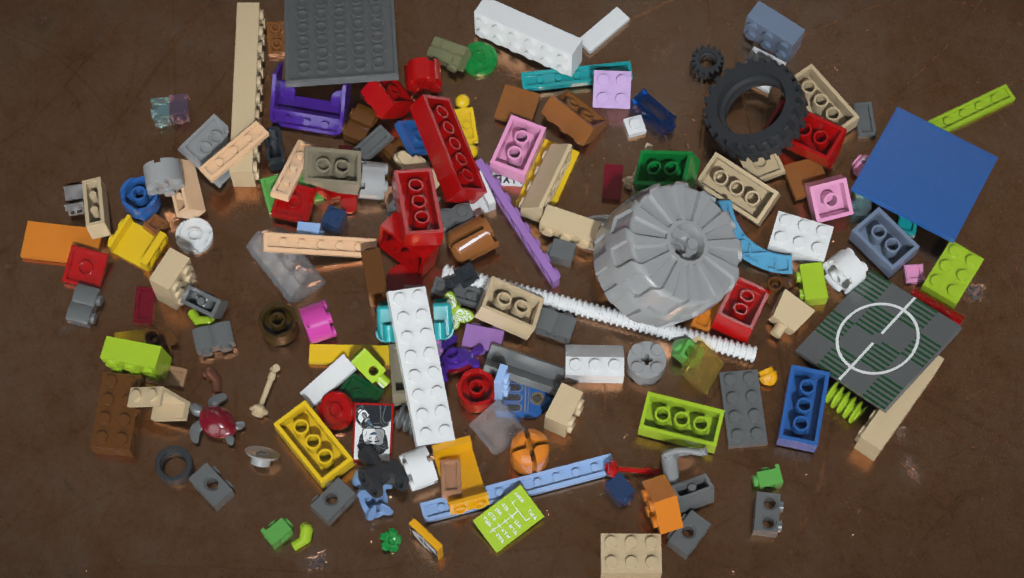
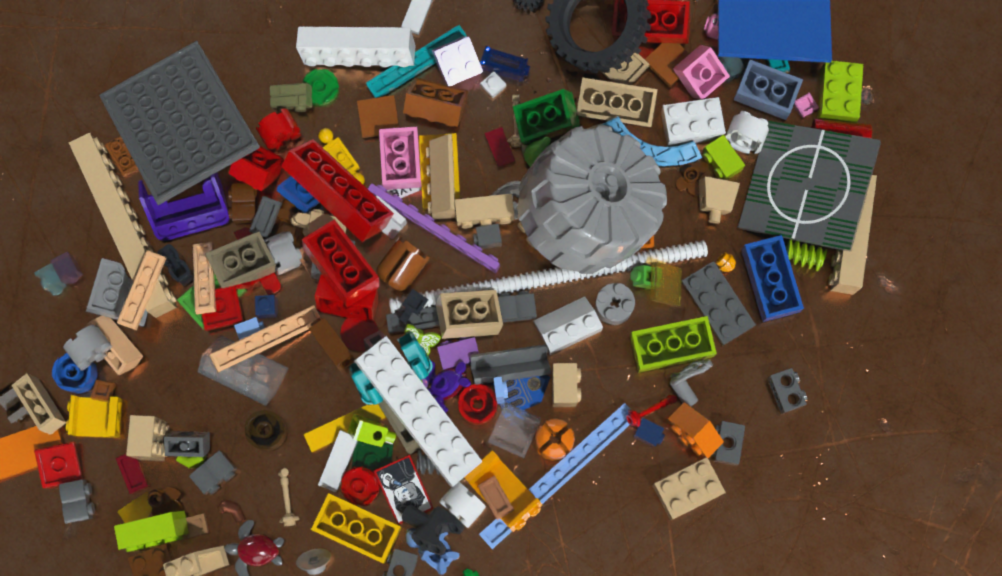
camera: 25 degrees left, 10 degrees up
(194, 236) = (144, 383): white tile -> none
(317, 322) = (301, 412): dark pink brick -> none
(426, 539) = (503, 566): light orange tile -> none
(455, 216) = (376, 250): dark grey brick -> none
(508, 518) = (564, 508): lime tile -> none
(694, 493) = (716, 403): dark grey brick -> none
(740, 310) = (678, 215): red slope -> none
(767, 478) = (772, 358): bright green brick -> none

